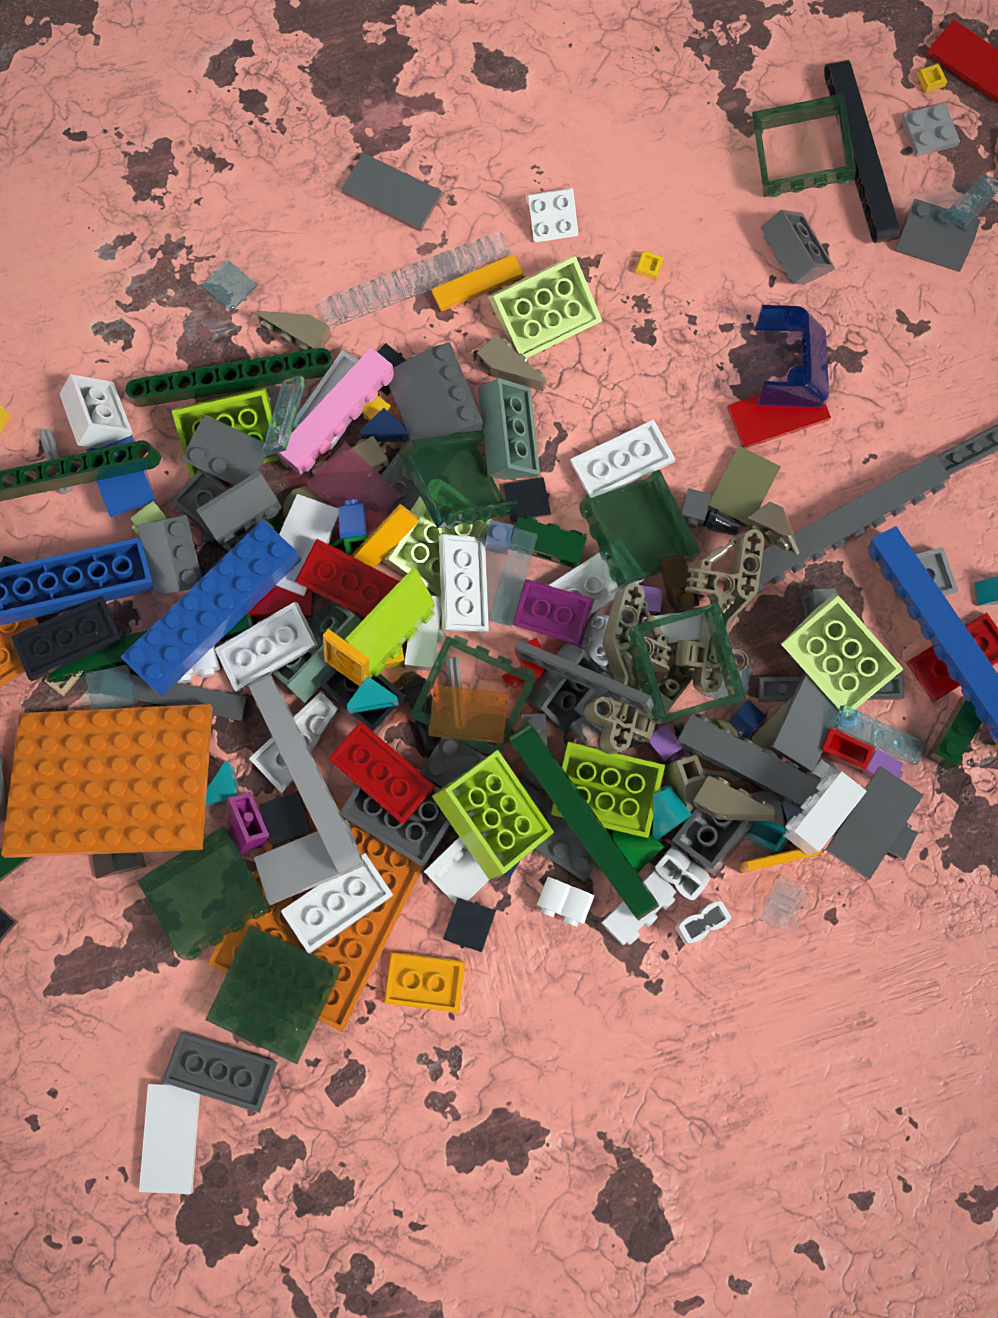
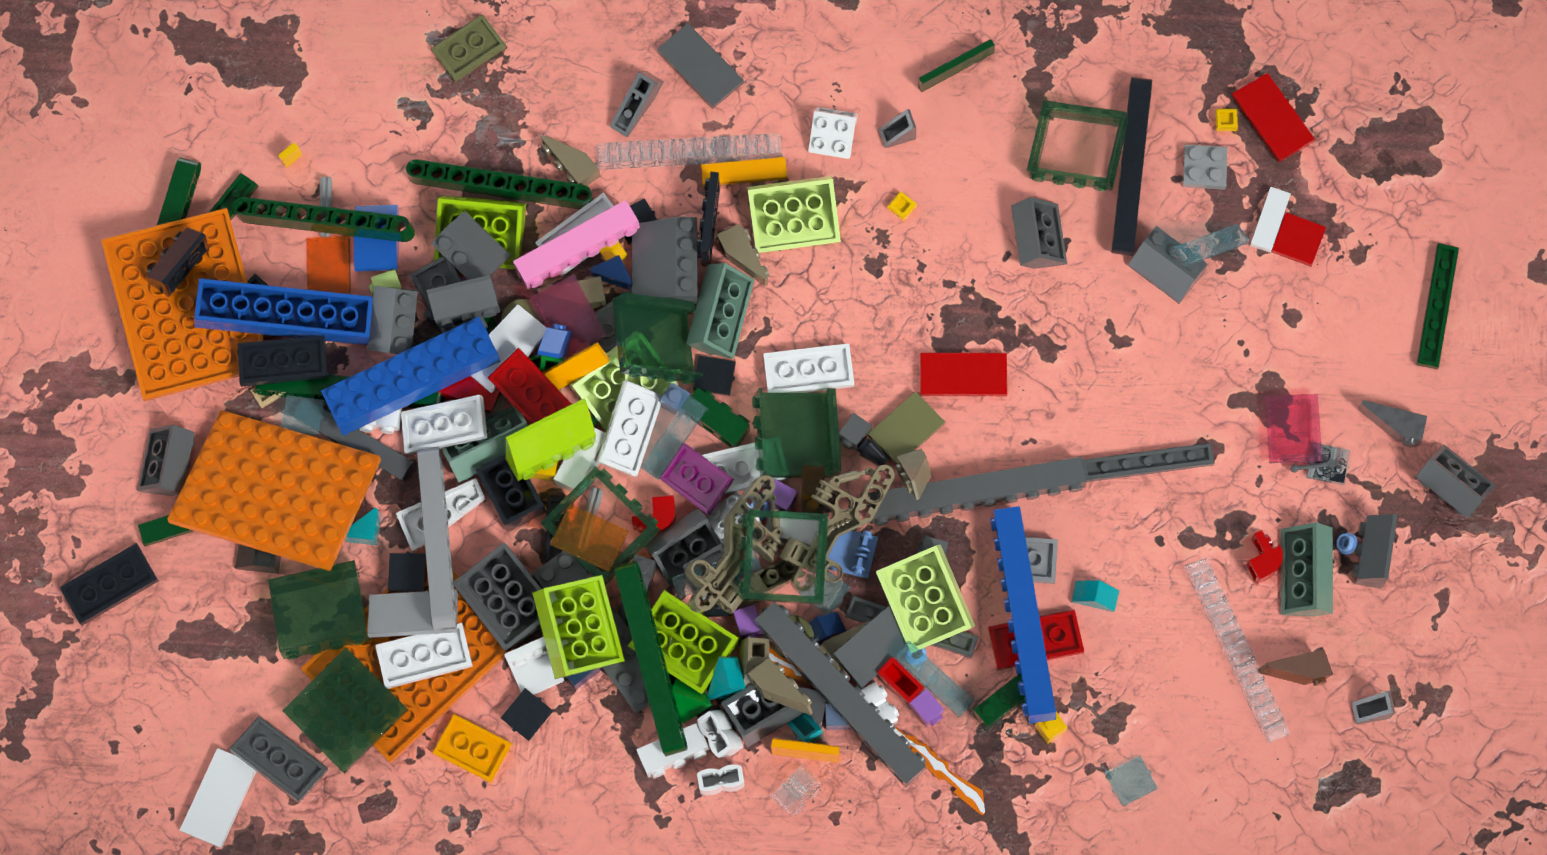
camera: 25 degrees right, 5 degrees down
(80, 519) = (329, 264): none -> clear orange piece
(94, 411) = (373, 176): white slope -> none
(146, 250) = (468, 48): none -> olive tile
(229, 285) = (528, 103): clear light blue piece -> none
(246, 823) = (373, 564): magenta slope -> none
(284, 415) = (531, 233): clear light blue tile -> none
(341, 248) = (636, 102): none -> dark grey slope
(345, 658) = (503, 455): light orange tile -> none
(371, 697) = (513, 495): teal slope -> none
(381, 772) = (499, 561): red tile -> none
(462, 338) = (708, 222): none -> black plate
(565, 901) = (613, 722): white brick -> none
(585, 677) = (695, 539): dark grey tile -> none
(618, 189) = (898, 130): none -> flat silver slope
(649, 108) = (956, 65): none -> dark green tile
(747, 632) = (854, 553): none -> medium blue hinge
(807, 383) = (996, 357): clear blue windscreen -> none
(823, 812) = (847, 717): white brick -> none
(874, 823) = (891, 743): dark grey tile -> none
(951, 839) = (940, 769): none -> sword

